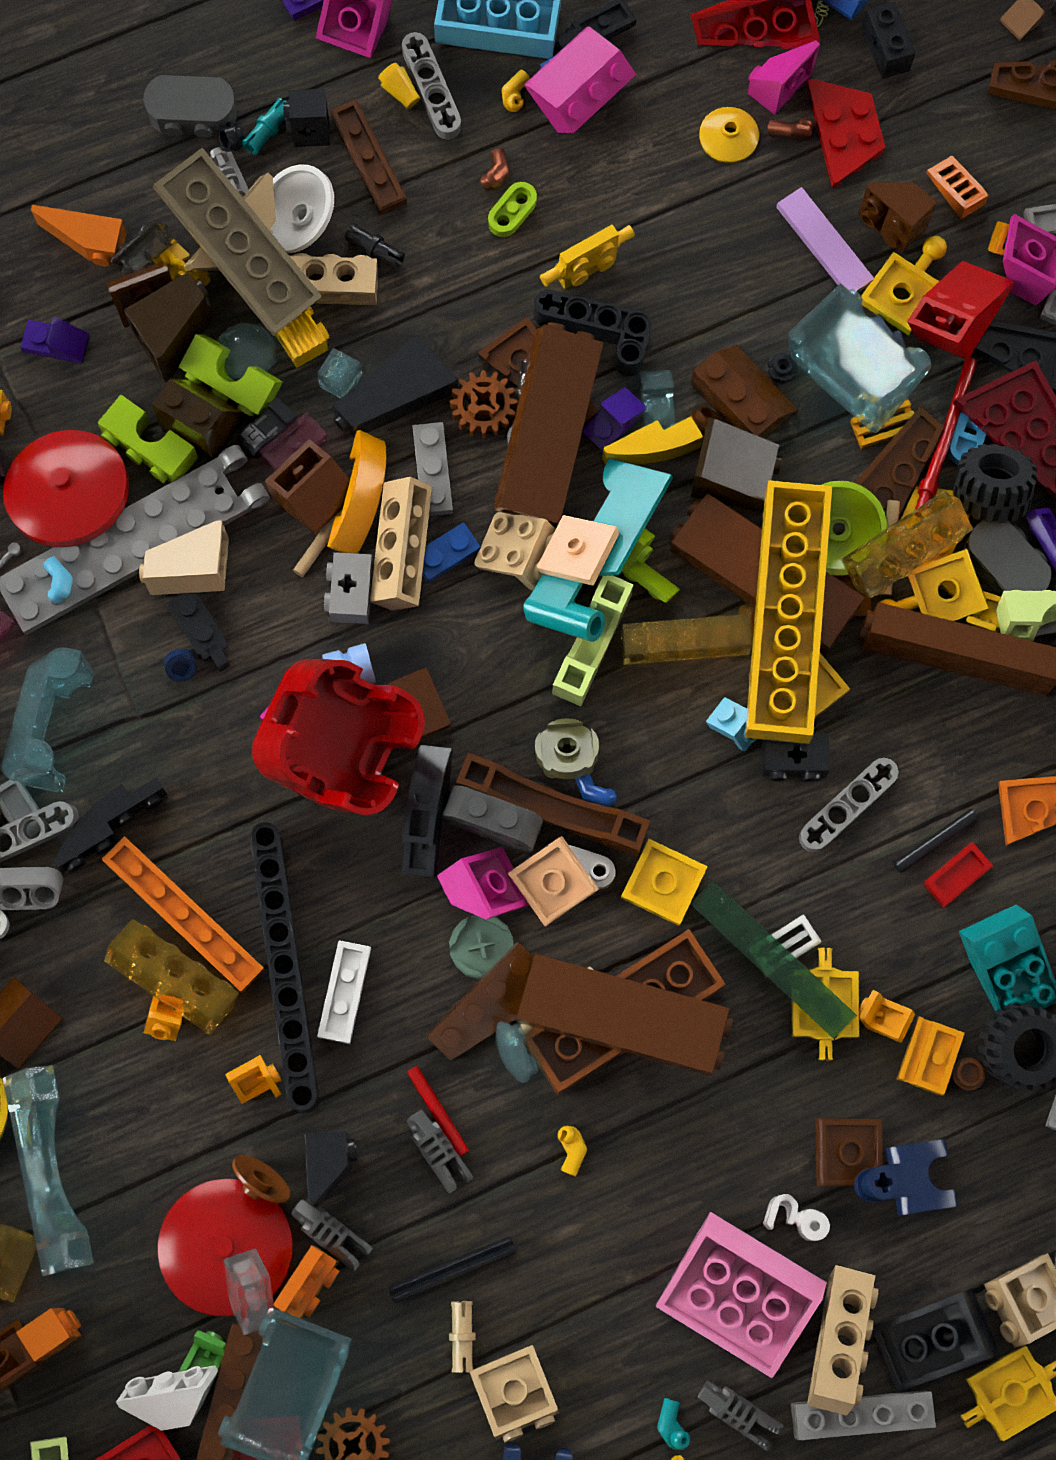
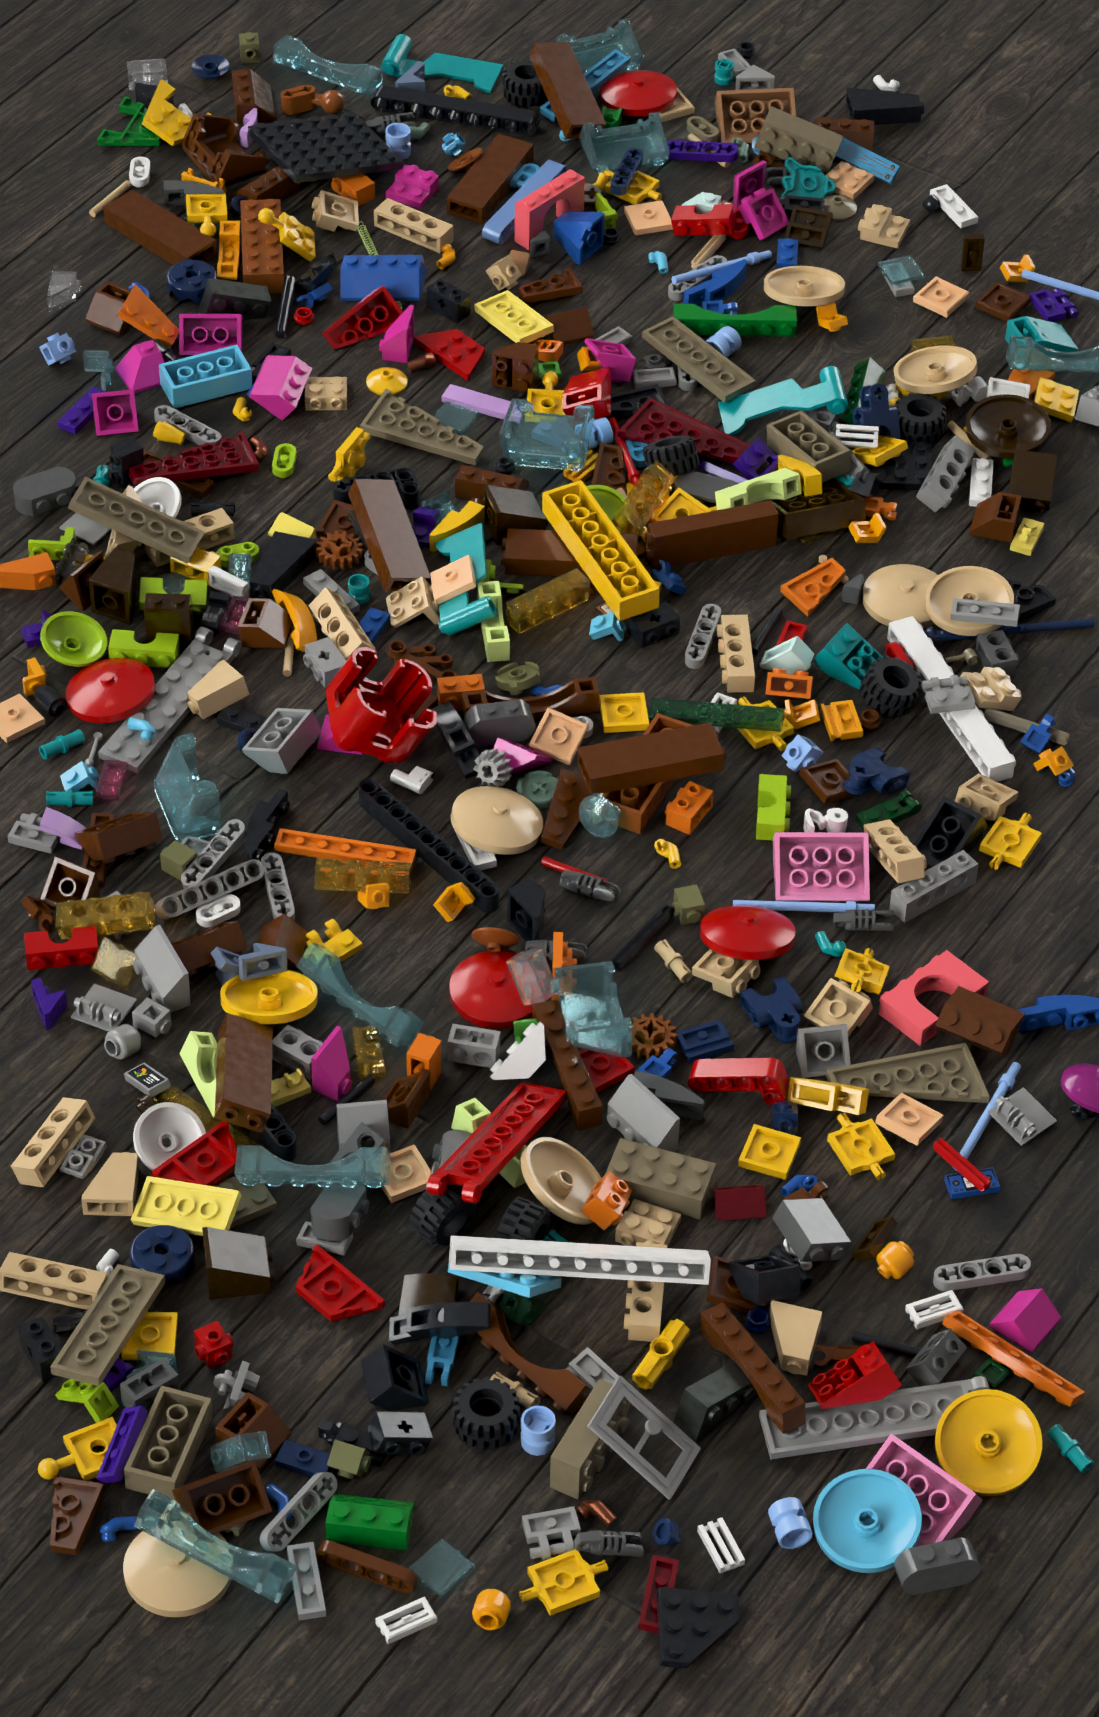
camera: 30 degrees left, 30 degrees down
(60, 362) = (73, 639): none -> lime dish
(63, 926) = (277, 889): none -> light grey beam
(80, 1066) = (341, 943): none -> yellow plate
(126, 204) = (54, 548): none -> lime bracket
(127, 1338) = (473, 1046): none -> light grey brick
(214, 692) = (283, 739): none -> light grey slope
(313, 387) = (227, 583): none -> white tile
(338, 847) = (416, 781): none -> white piece
(359, 338) = (242, 548): none -> lime plate
(390, 977) = (496, 820): none -> tan dish
(406, 161) = (201, 461): none -> dark red wing
(432, 896) = (493, 768): none -> light grey gear
(447, 338) = (290, 525): none -> light yellow slope
(465, 478) = (359, 588): none -> teal wheel
(465, 650) = (398, 650): none -> reddish brown plant
(479, 736) = (452, 688): none -> orange brick
(535, 1258) = (688, 904): none -> olive brick
(575, 1355) = (747, 932): none -> red dish
(637, 118) = (326, 393): none -> tan plate
(641, 1093) = (689, 807): none -> orange brick
(705, 235) = (414, 427): none -> dark tan wing
(736, 1378) = (807, 906): none -> light blue bar
(765, 1133) = (772, 806): none -> lime arch
(774, 245) = (456, 416): none -> clear light blue piece
(837, 1093) = (801, 753): none -> light blue brick
(863, 689) = (670, 580): none -> blue plate
(890, 1245) = (890, 809): none -> dark green plate
(897, 965) = (788, 684): none -> orange brick
(898, 824) = (737, 653): none -> tan brick
(928, 910) = (789, 655): none -> light aqua slope
(935, 384) = (600, 433): none -> light blue wheel
(946, 227) = (549, 366): none -> bright green tile
(953, 116) = (514, 317): none -> light yellow plate
(989, 30) = (504, 273): none -> tan brick
(1018, 164) = (571, 326): none -> reddish brown slope

